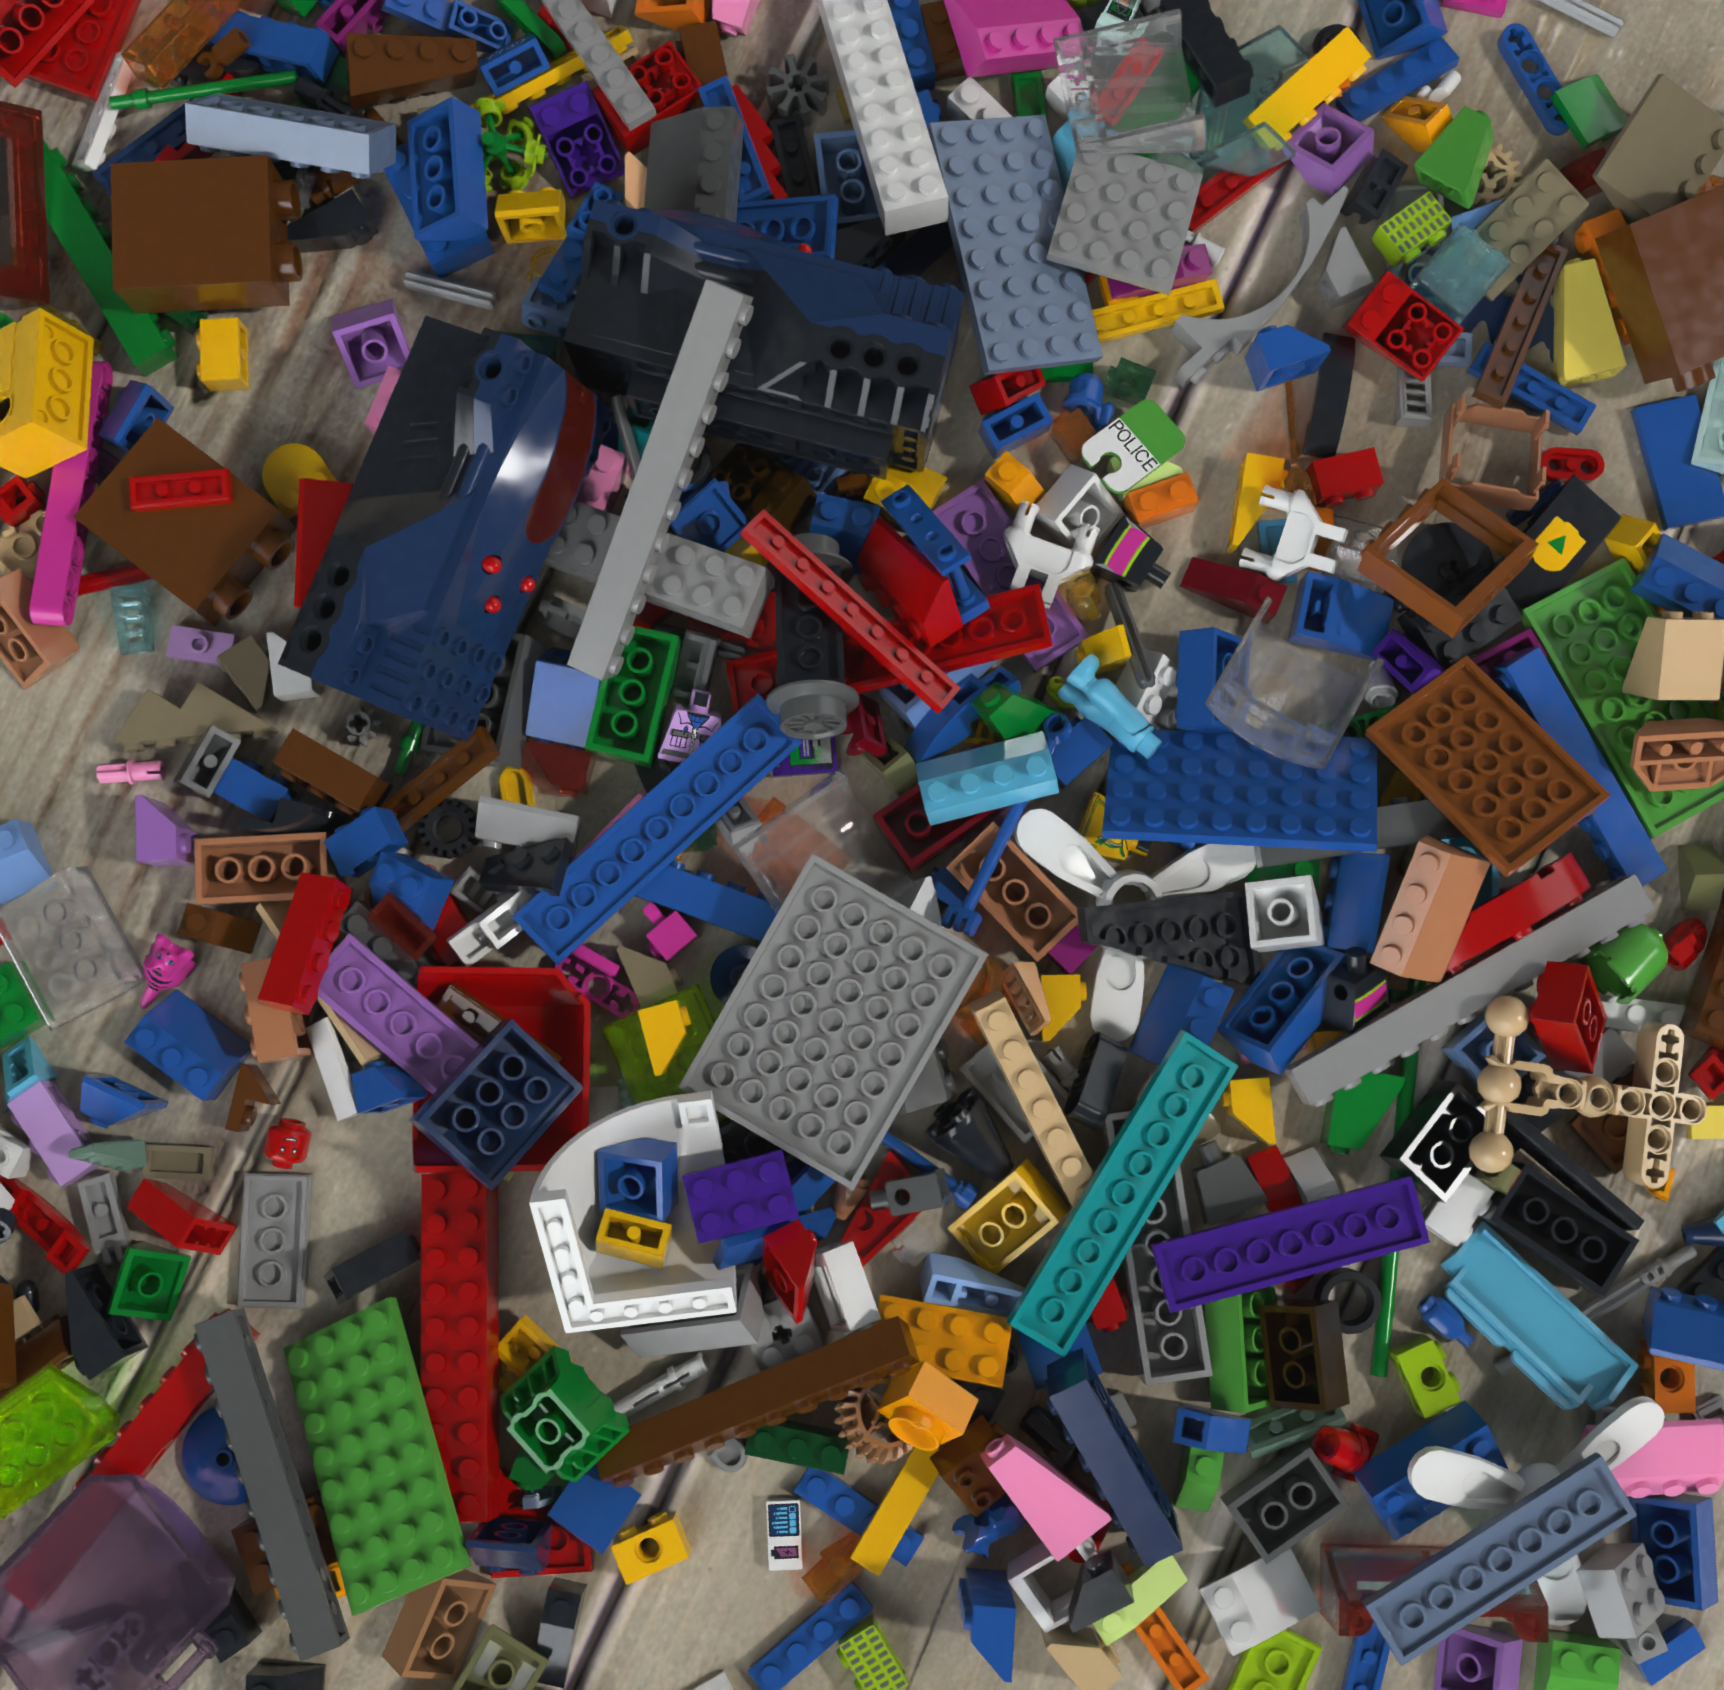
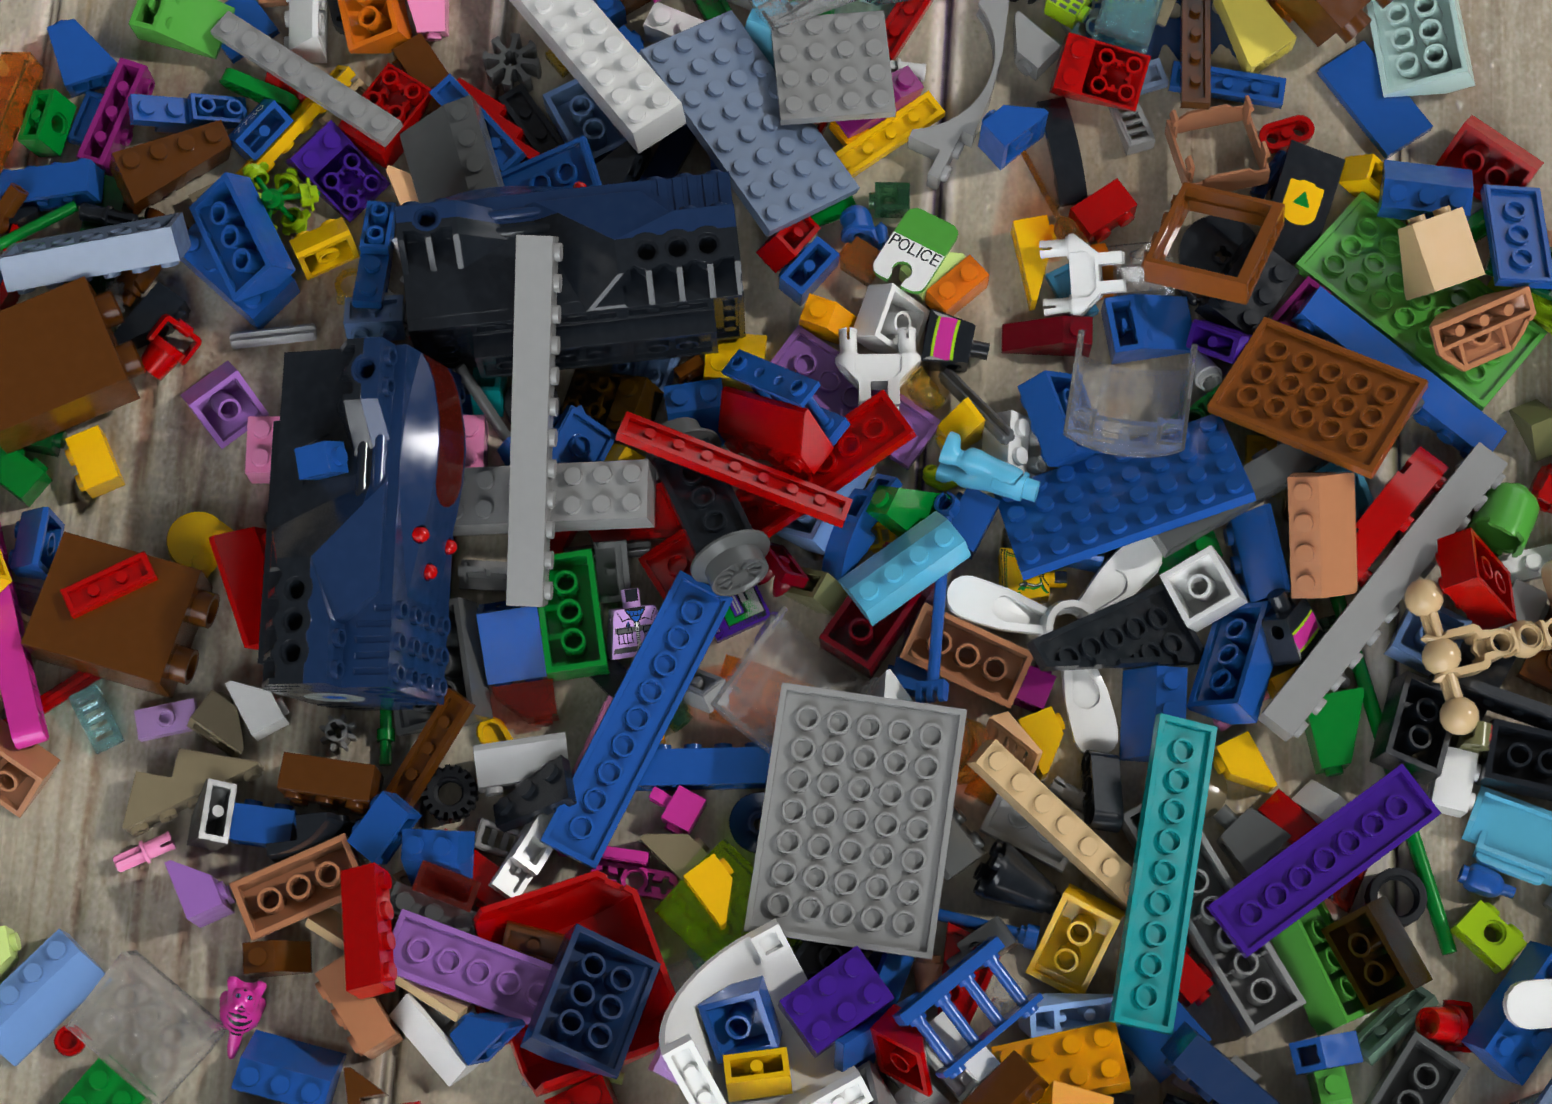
camera: 20 degrees left, 10 degrees down
(330, 267) = (162, 356): none -> red piece
(414, 448) = (321, 460): none -> blue brick
(843, 1233) = (938, 995): none -> blue fence

